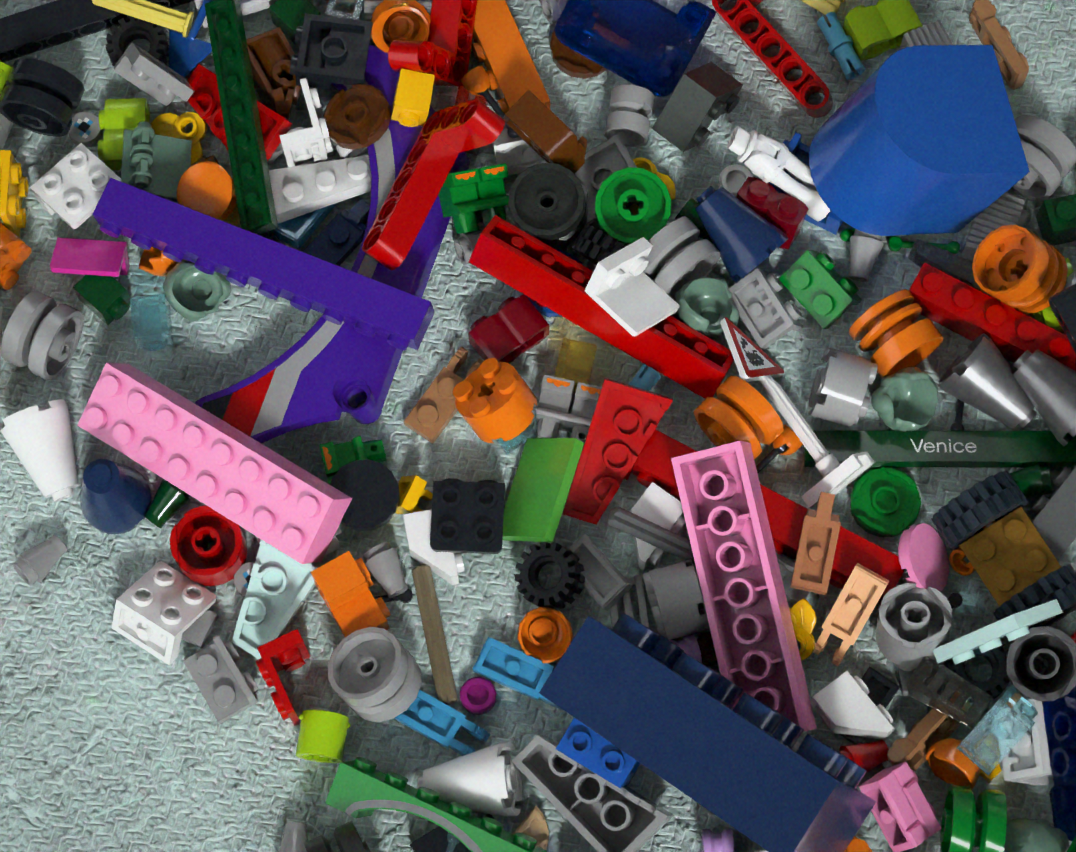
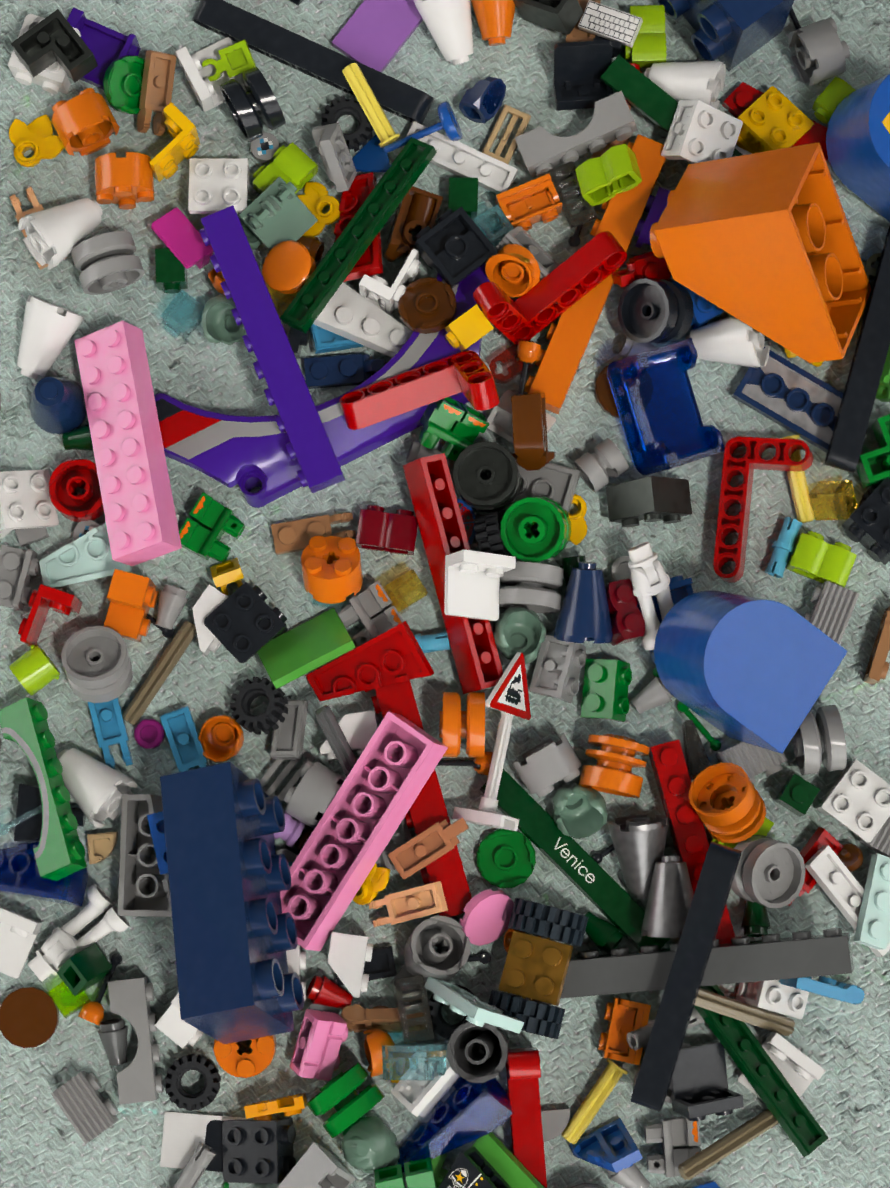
camera: 40 degrees right, 10 degrees up
(372, 492) = (201, 551): black tile -> none

